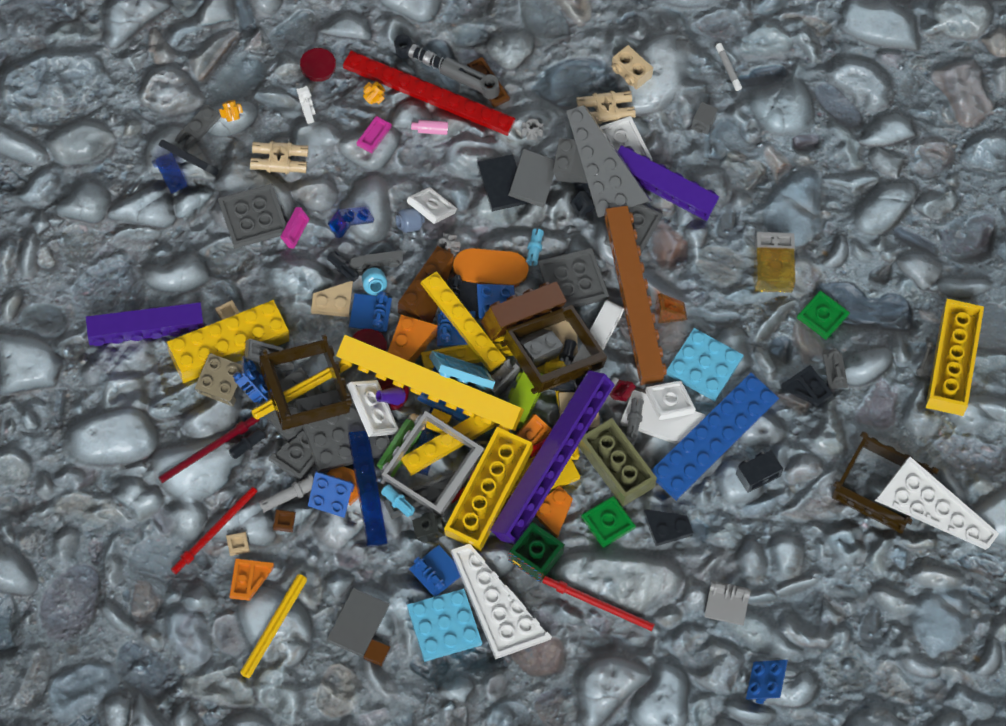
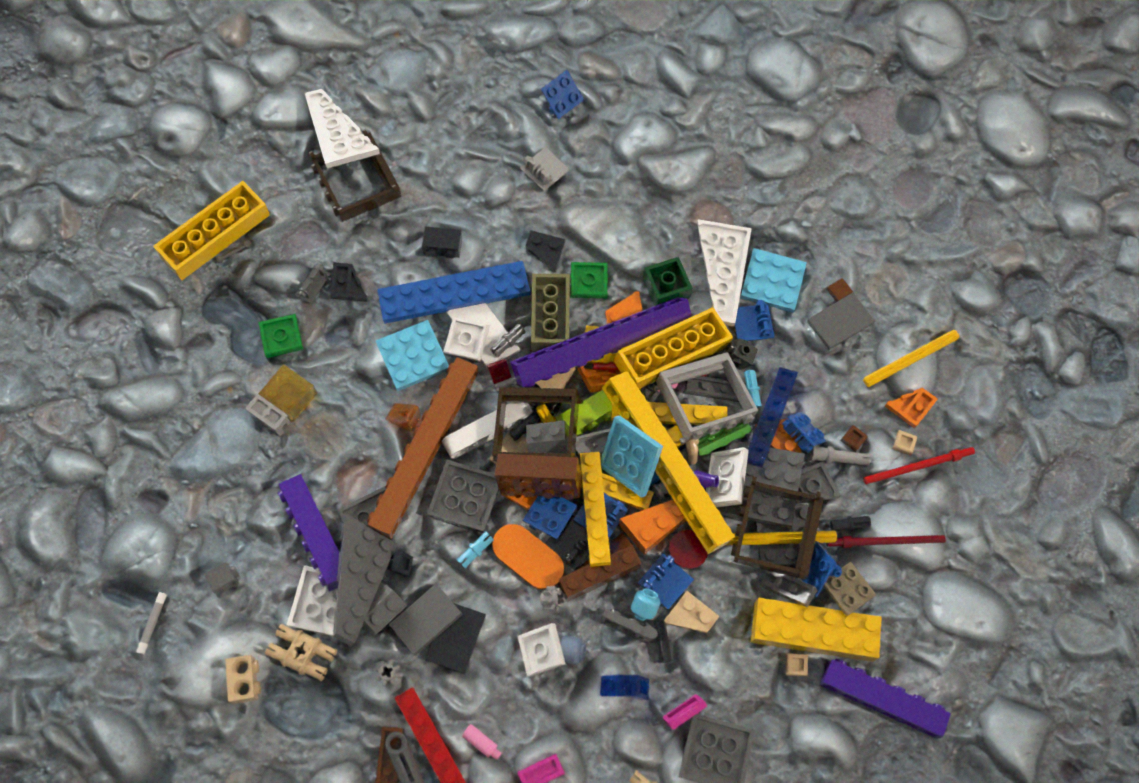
camera: 145 degrees left, 5 degrees up
(562, 587) = (661, 250): red bar -> none

